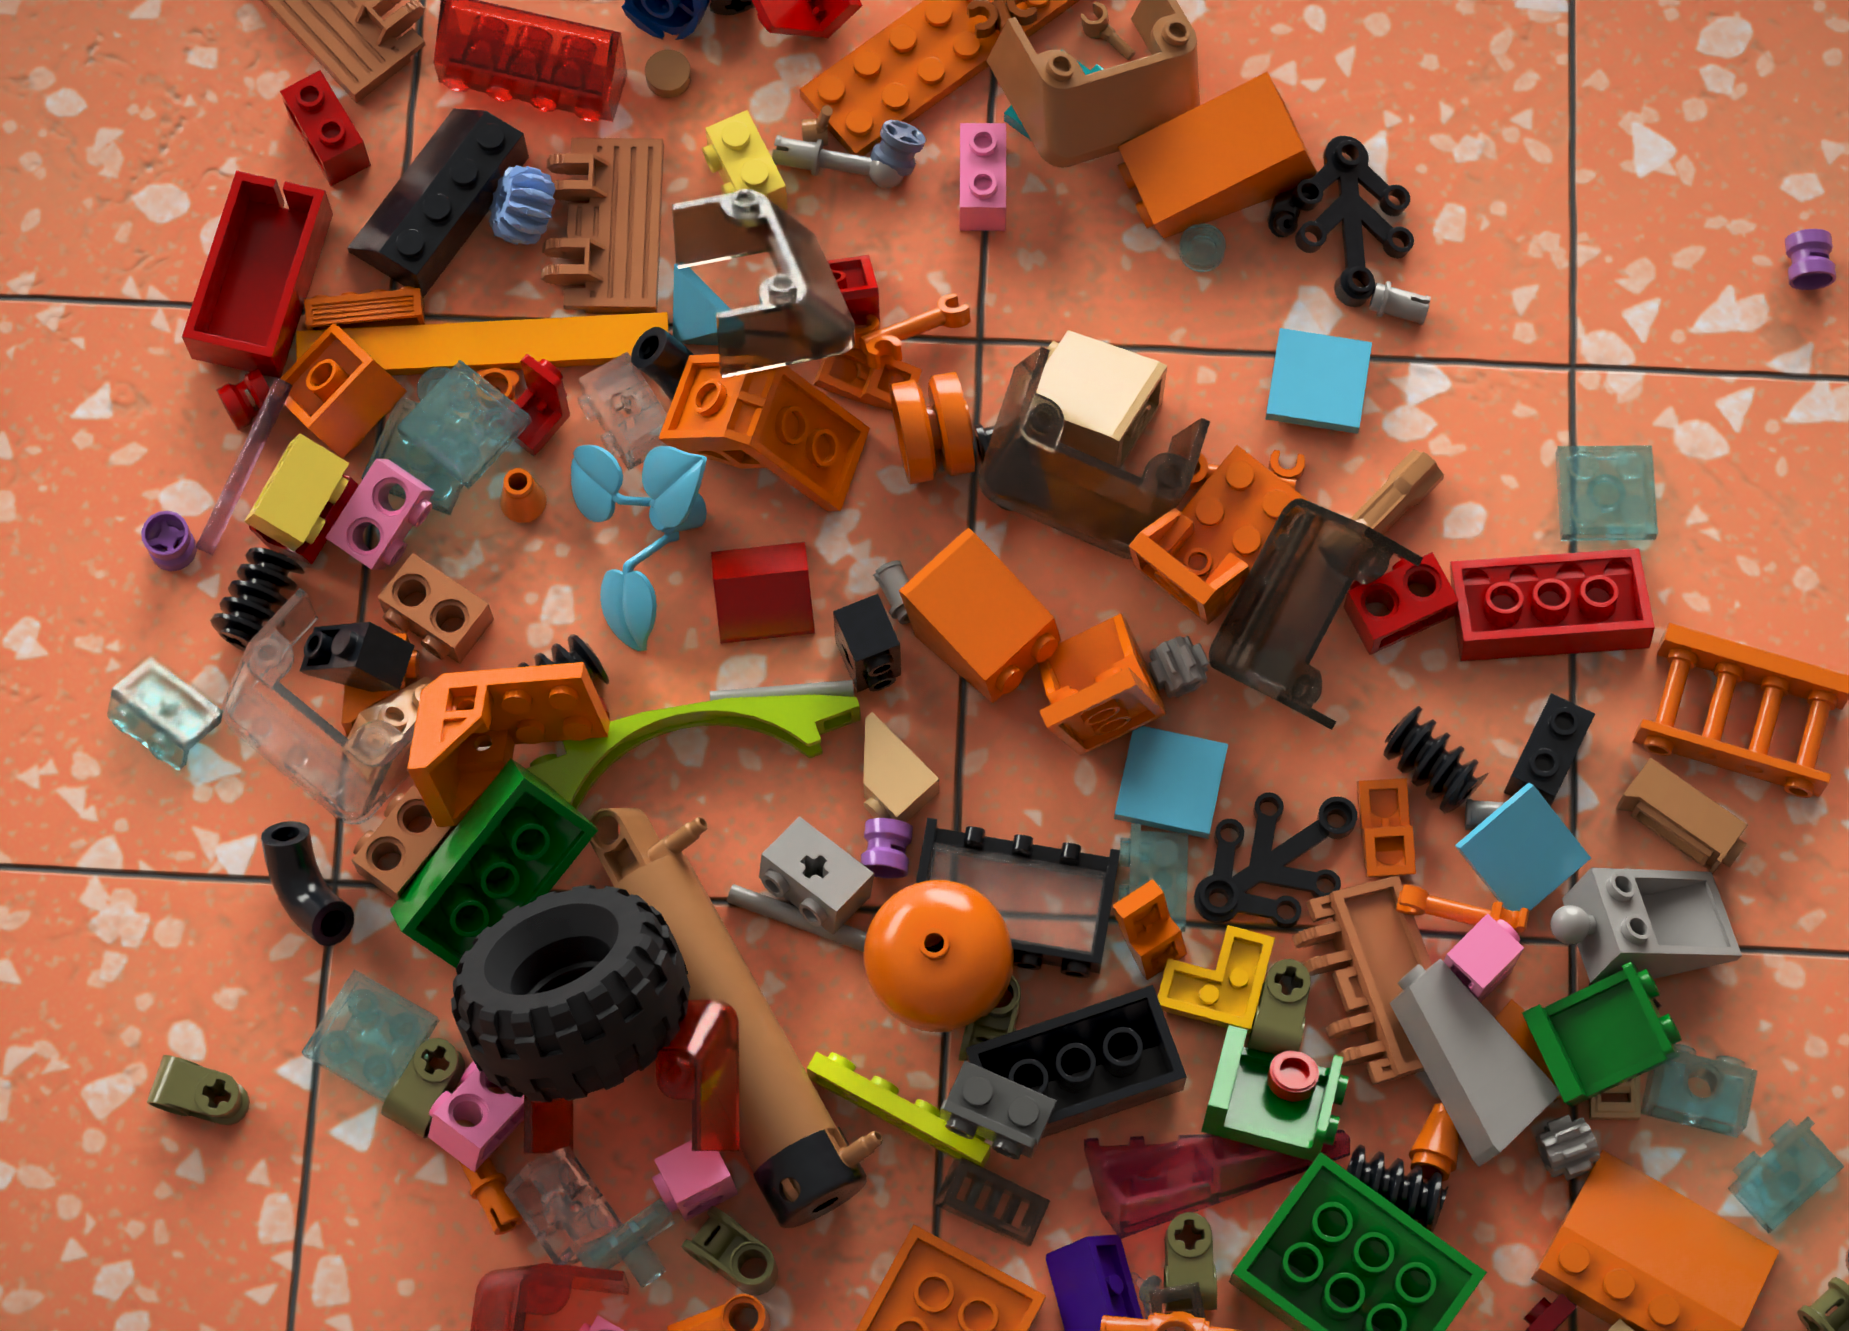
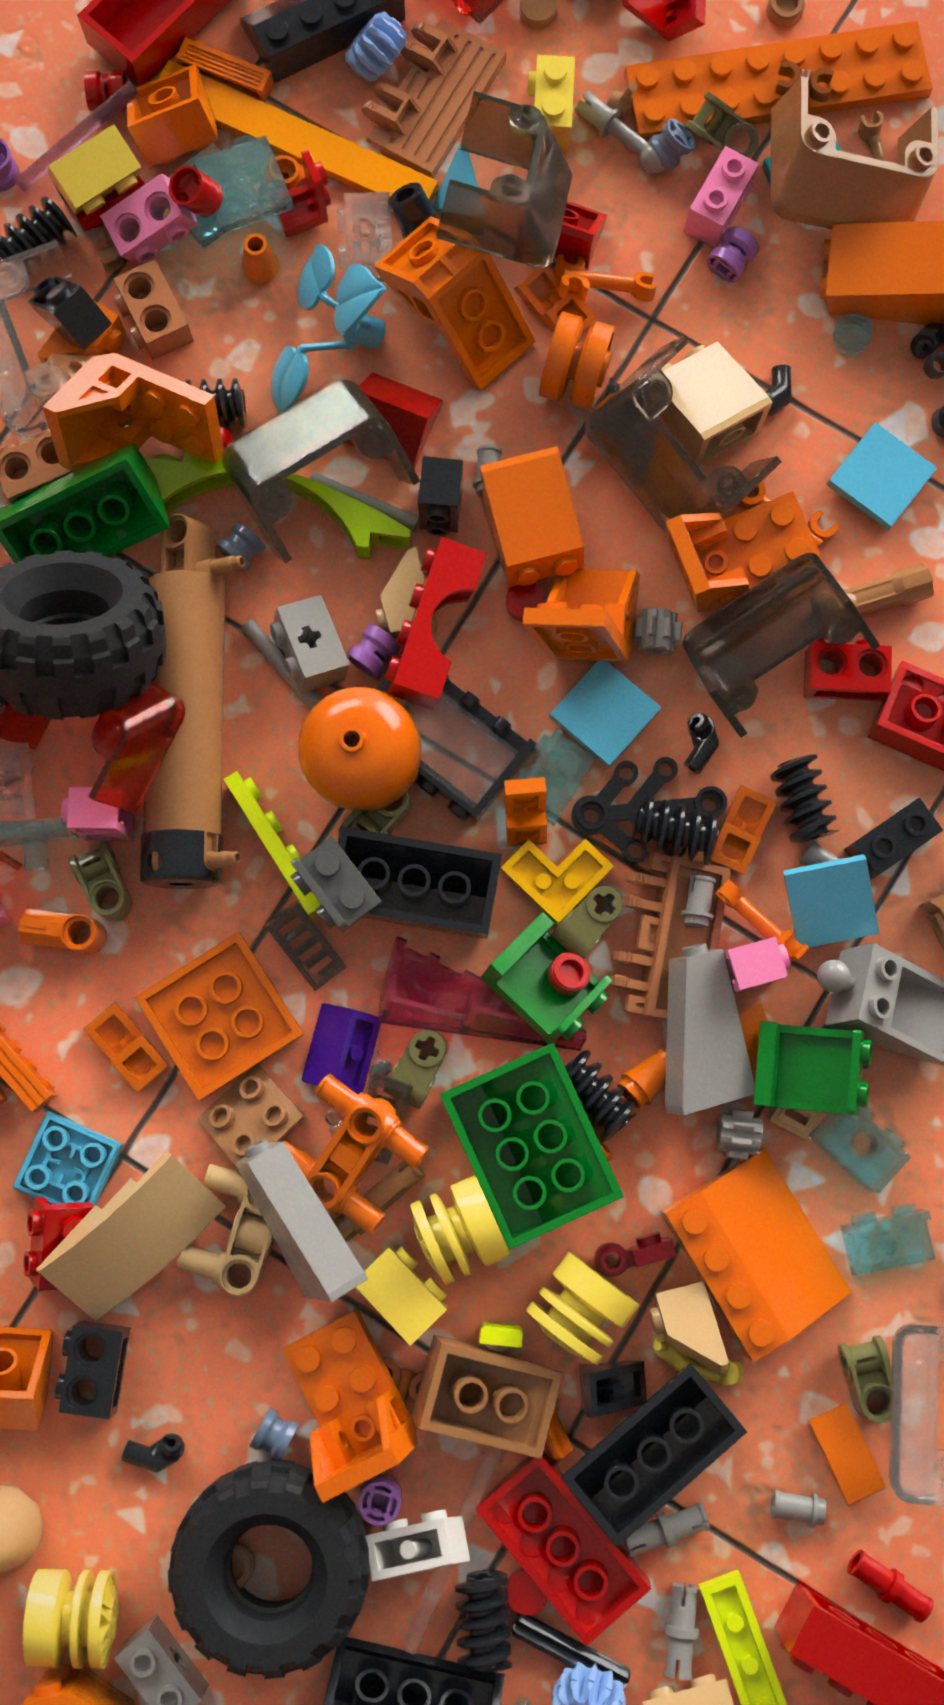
camera: 25 degrees right, 10 degrees up
(352, 576) = (110, 256): none -> medium nougat hand
(414, 455) = (195, 191): none -> red wheel
(676, 808) = (242, 543): none -> sand blue wheel
(683, 666) = (300, 436): none -> clear smoke windscreen
(938, 102) = (721, 125): none -> olive piece
(955, 835) = (421, 667): none -> red arch
(1018, 710) = (523, 597): none -> red tile
(1028, 230) = (736, 249): none -> medium lavender wheel
(1159, 342) = (781, 389): none -> black arm
(1293, 756) = (704, 741): none -> black arm
(1318, 861) = (676, 829): none -> black piece
(1386, 926) = (699, 901): none -> light grey pin

